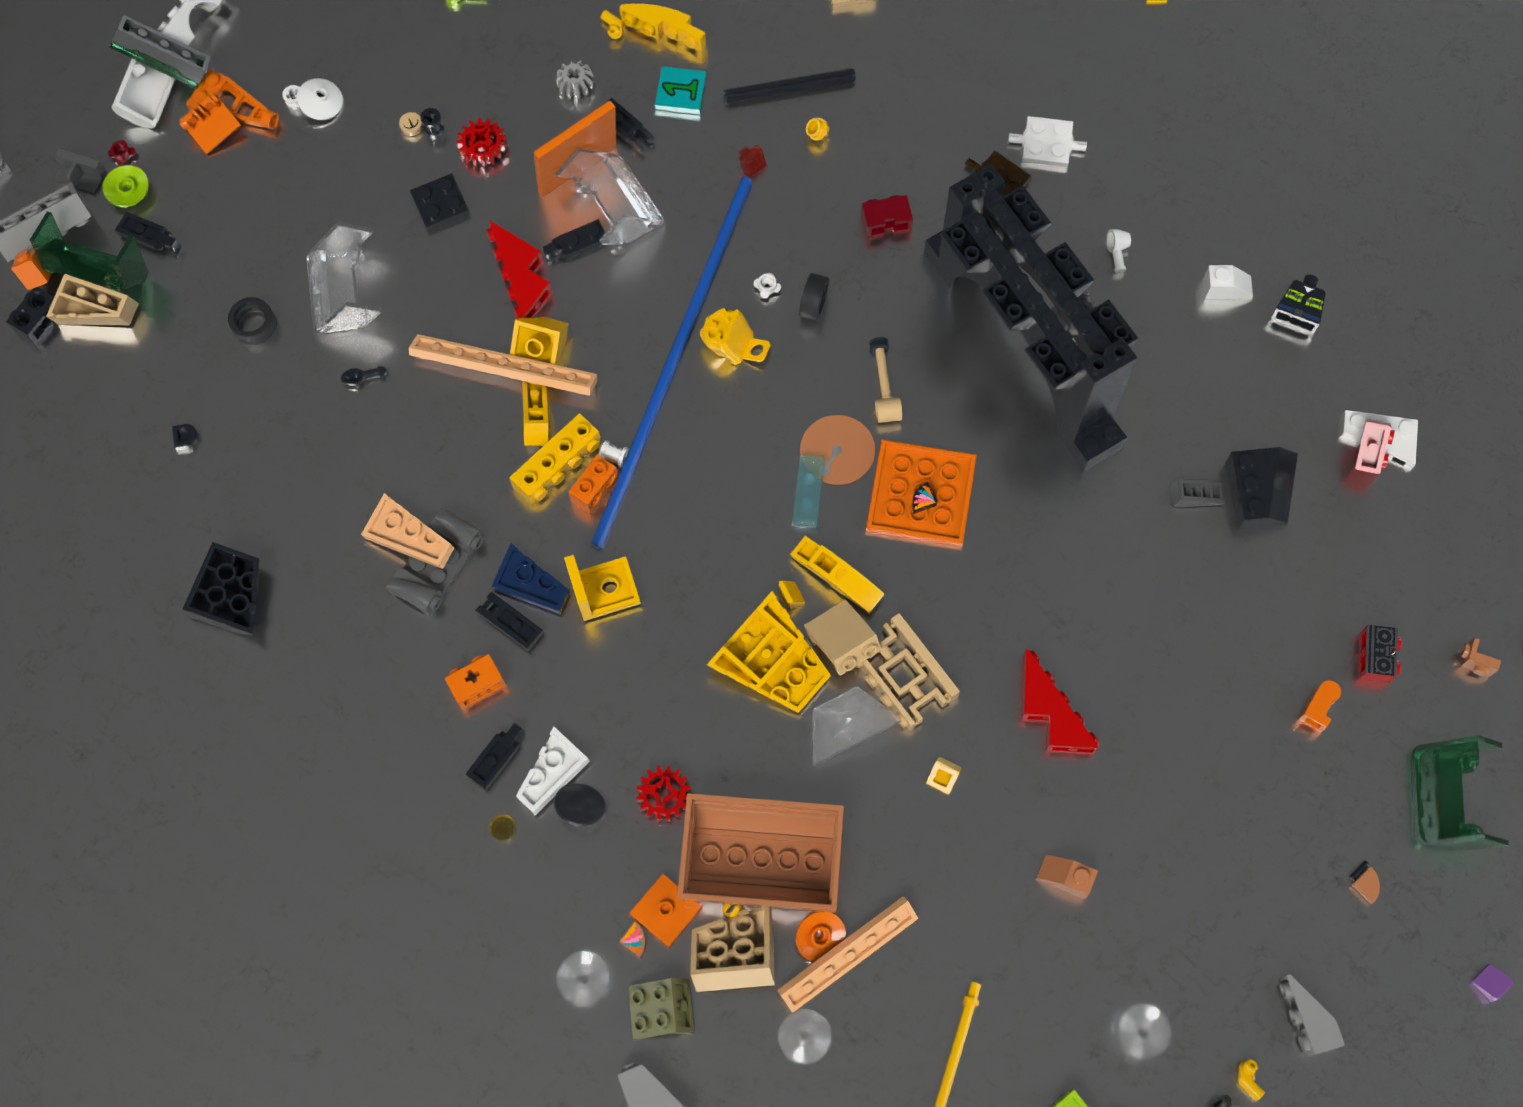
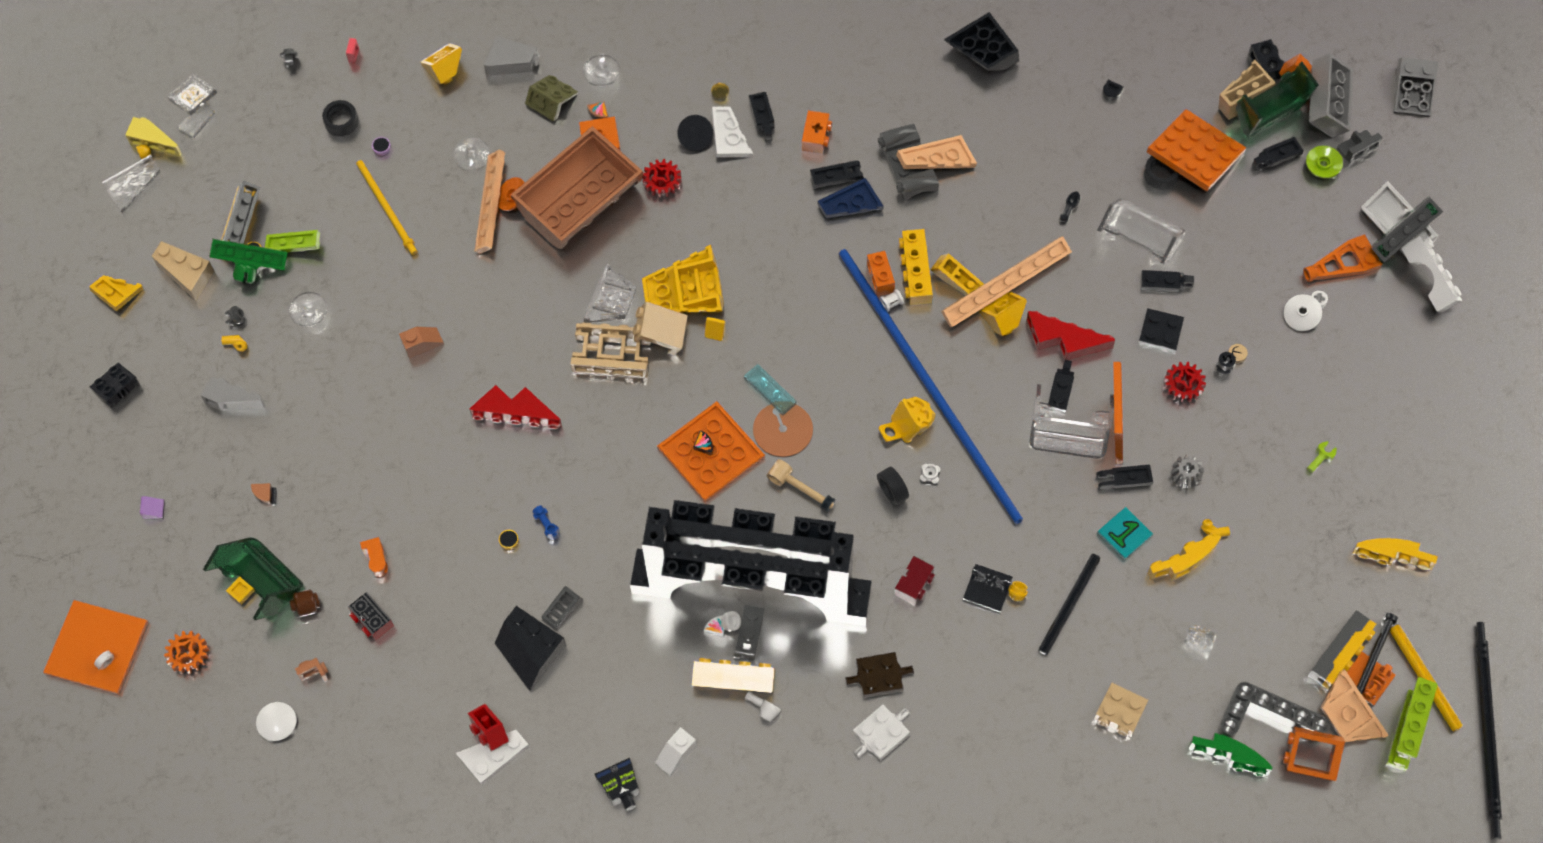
camera: 130 degrees right, 5 degrees down
(118, 147) = (1359, 173): dark red plate -> none
(202, 302) = (1196, 150): none -> orange plate
(209, 122) = (1336, 236): orange hinge -> none
(382, 237) = (1165, 281): none -> black hinge
(589, 587) = (815, 219): yellow bracket -> none
(734, 952) = (542, 143): tan wedge -> none
(752, 160) = (1029, 532): clear red tile -> none
(834, 157) = (987, 587): none -> black hinge
(837, 573) = (700, 357): yellow slope -> none
(943, 775) = (536, 328): yellow slope -> none
(1121, 287) = (733, 677): none -> brick
(1137, 566) = (551, 529): none -> blue bar
(1182, 599) = (508, 540): none -> black tile
(1428, 727) = (304, 603): none -> reddish brown head
(1478, 804) = (240, 590): none -> yellow plate

